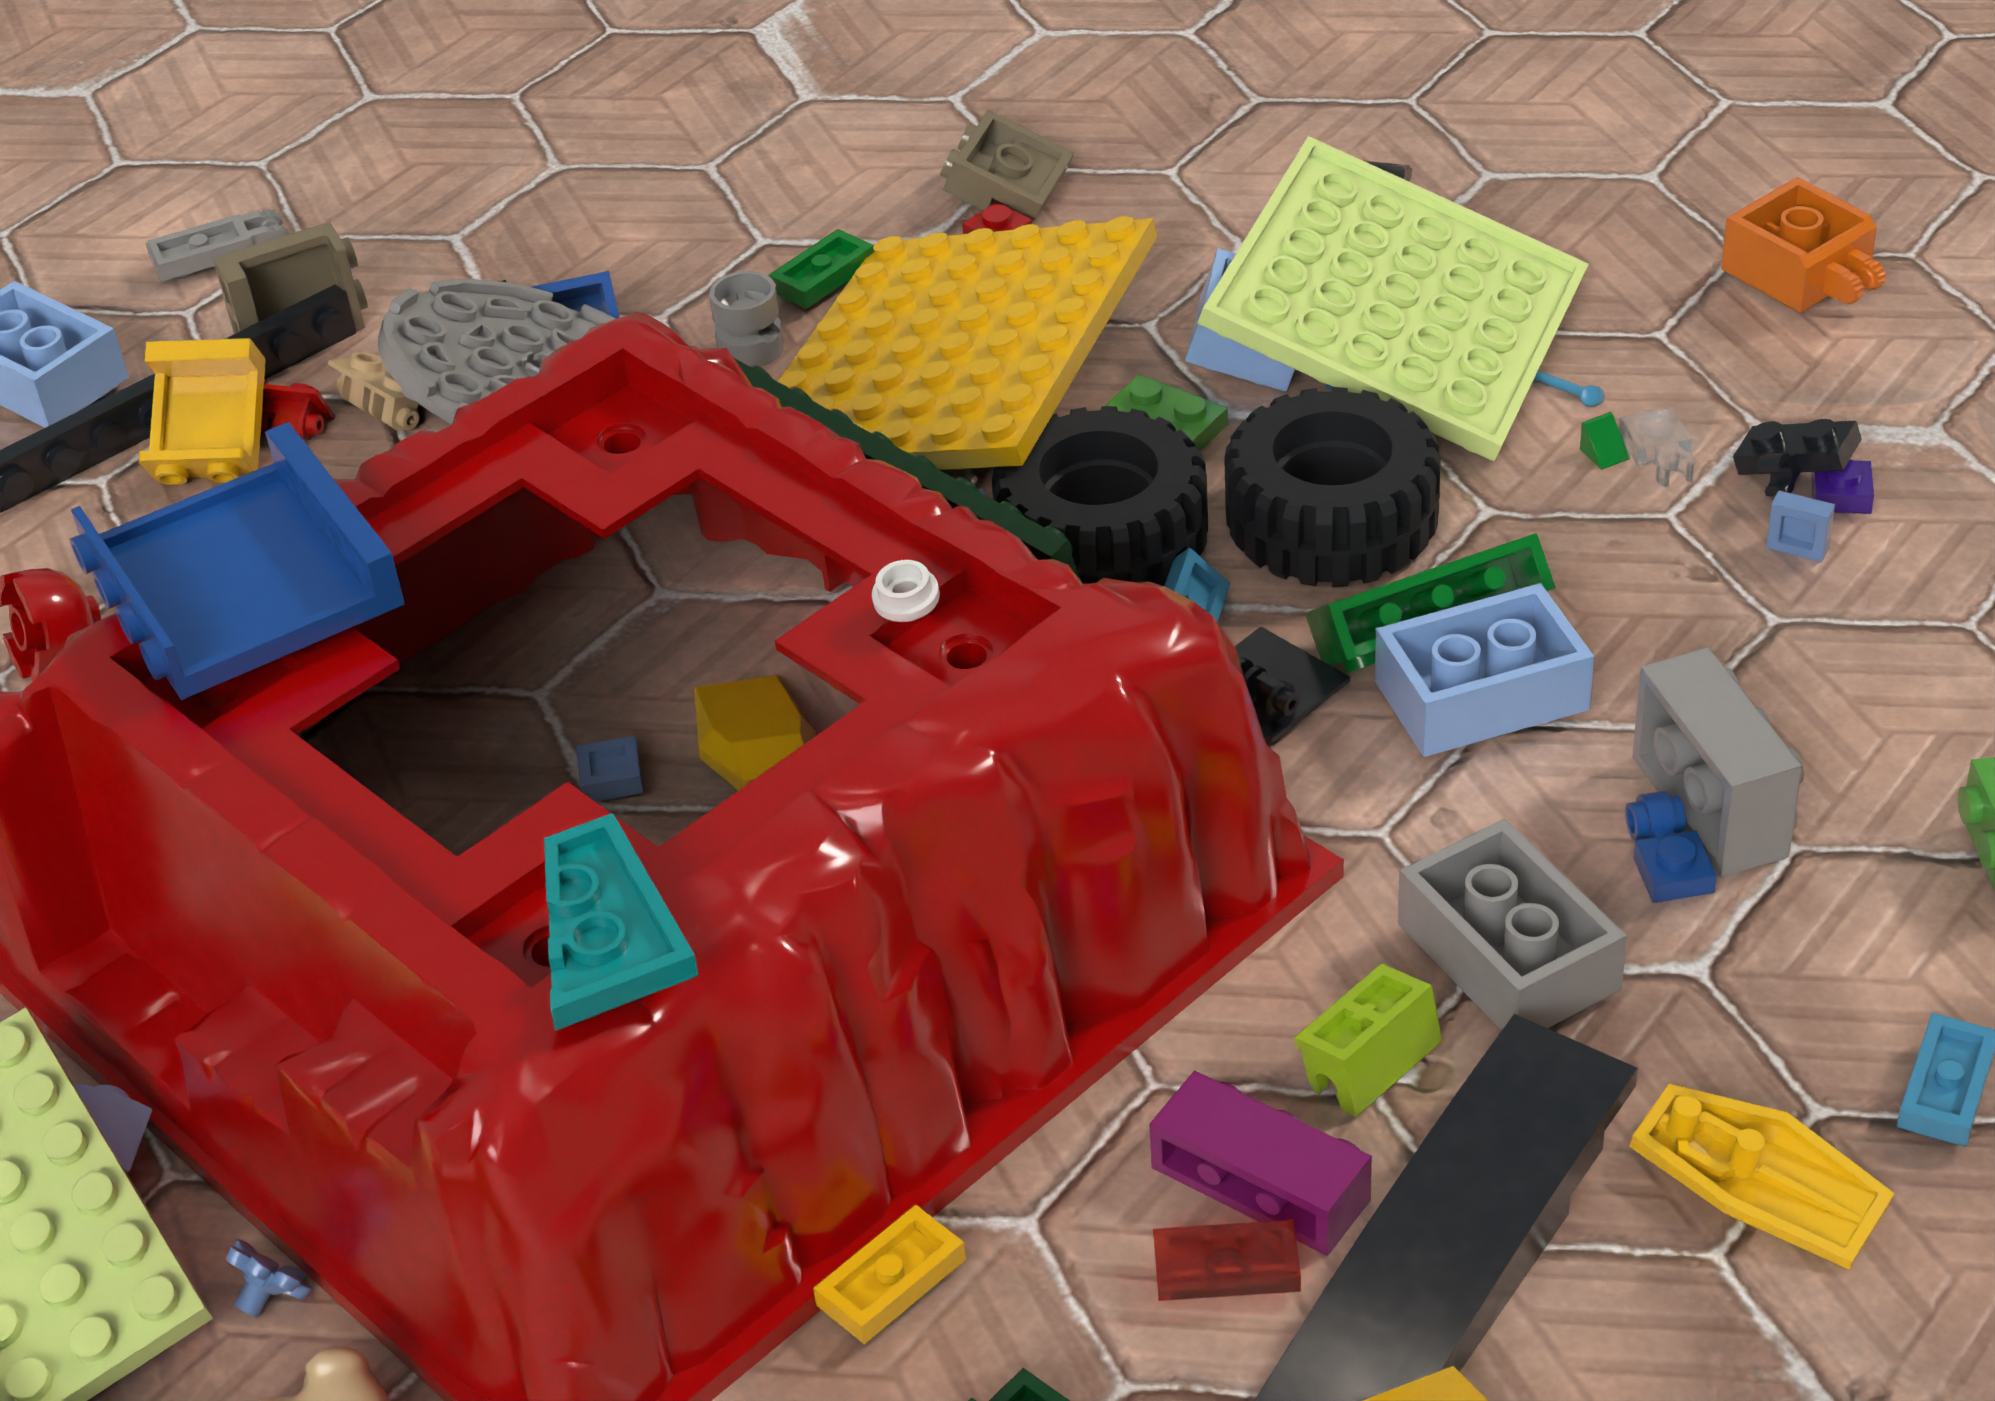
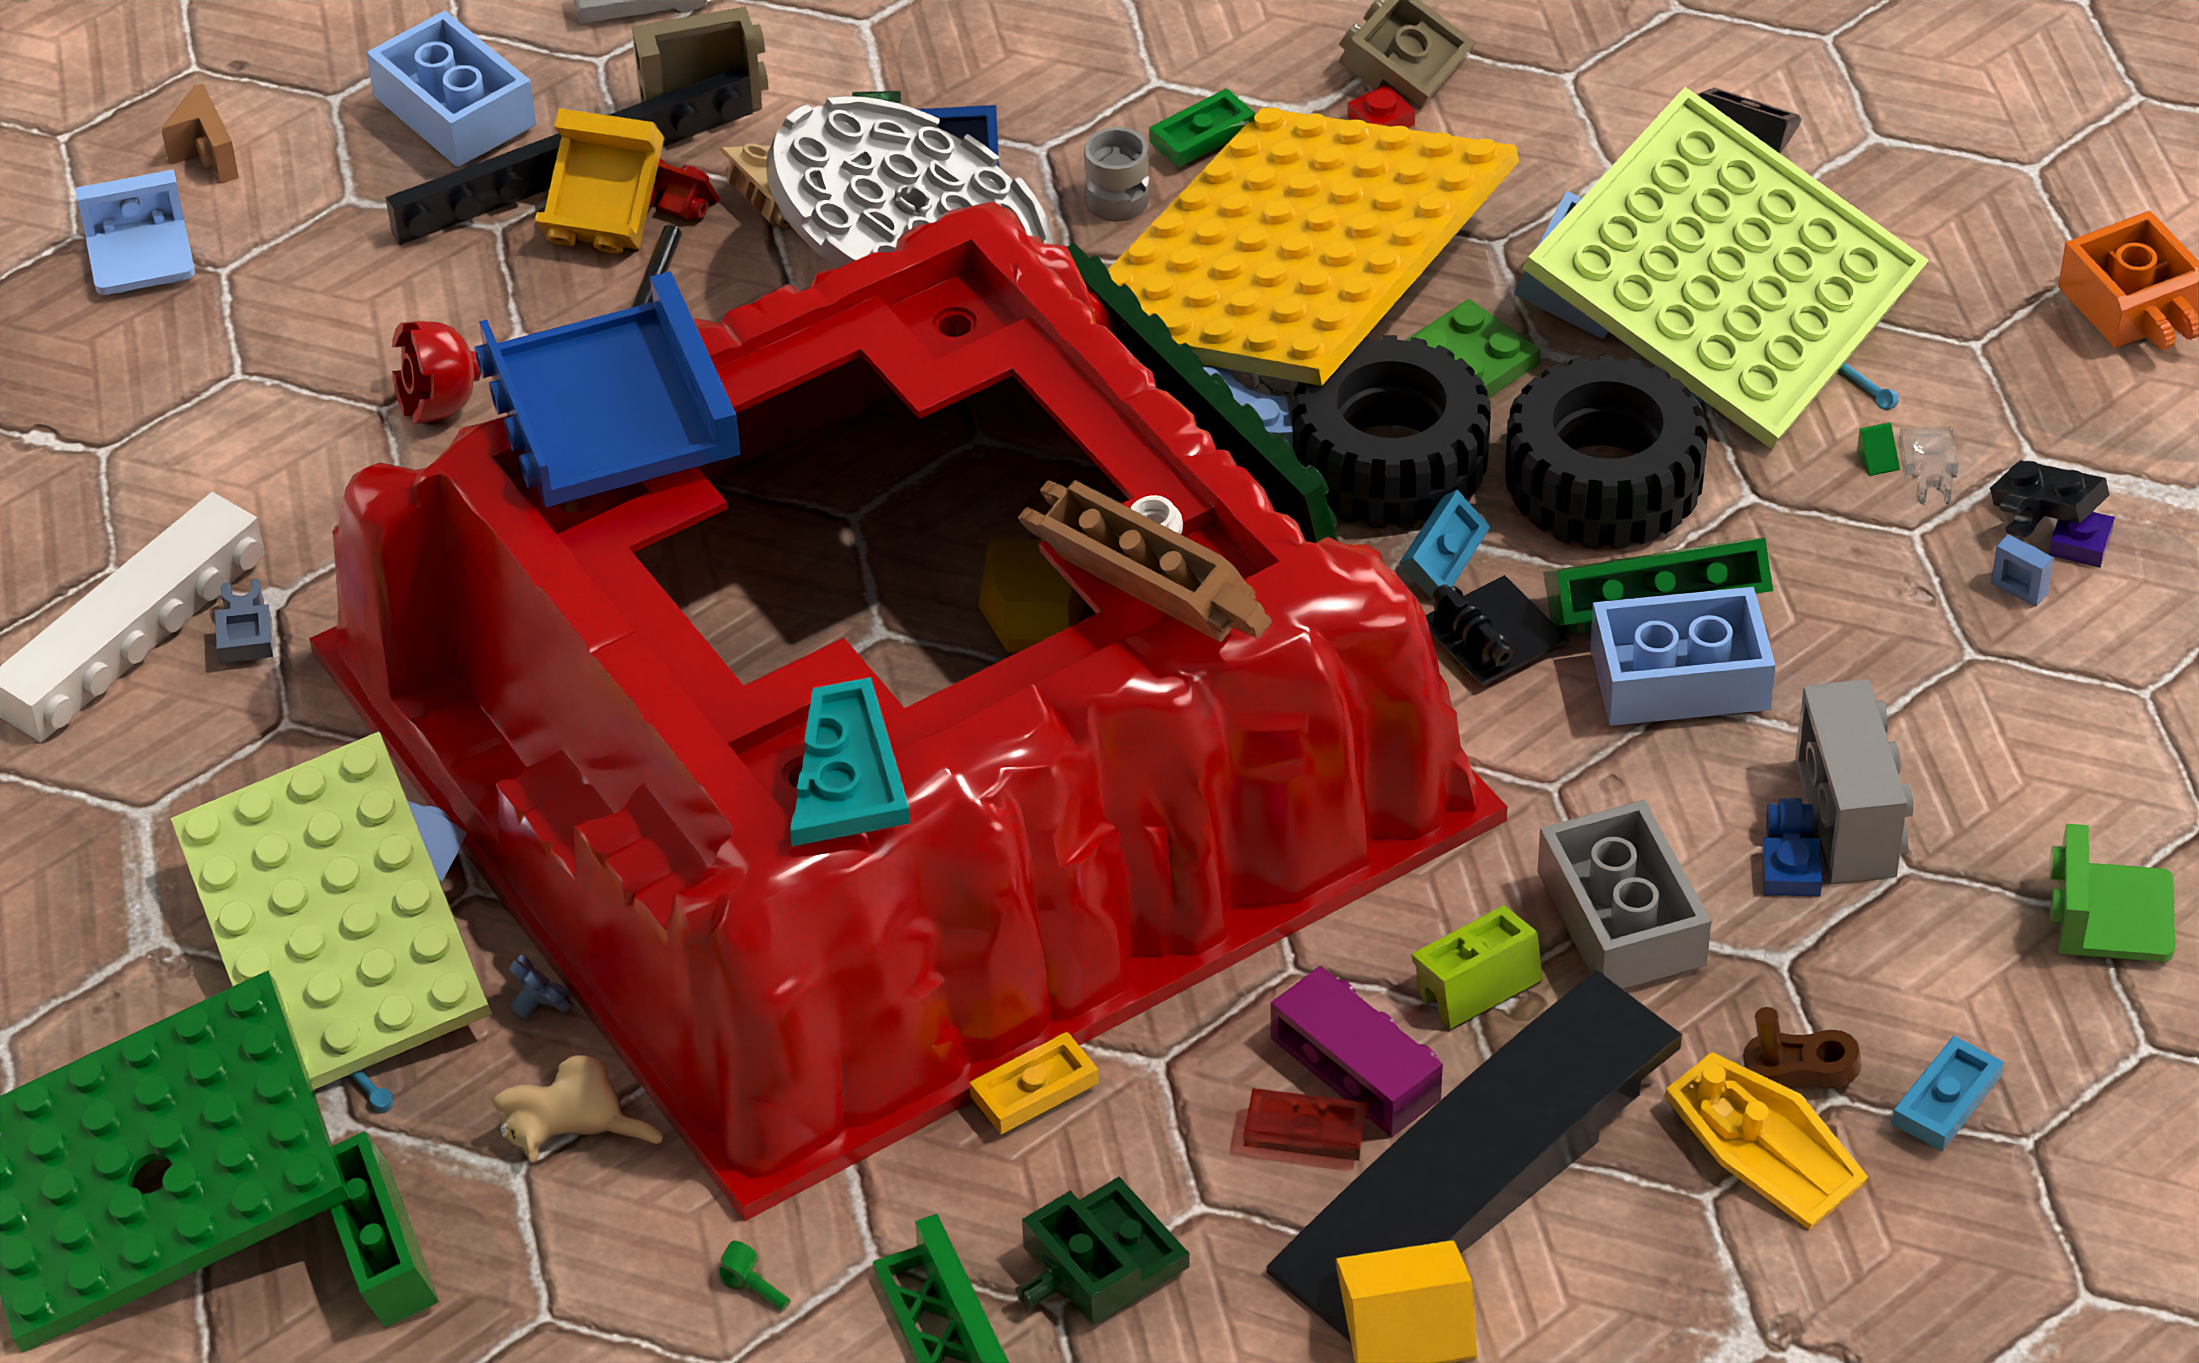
camera: 10 degrees right, 5 degrees up
(610, 769) = (899, 602): medium blue plate -> none
(914, 626) = (1147, 560): none -> medium nougat hinge
(1785, 1070) = (1813, 1059): none -> reddish brown piece

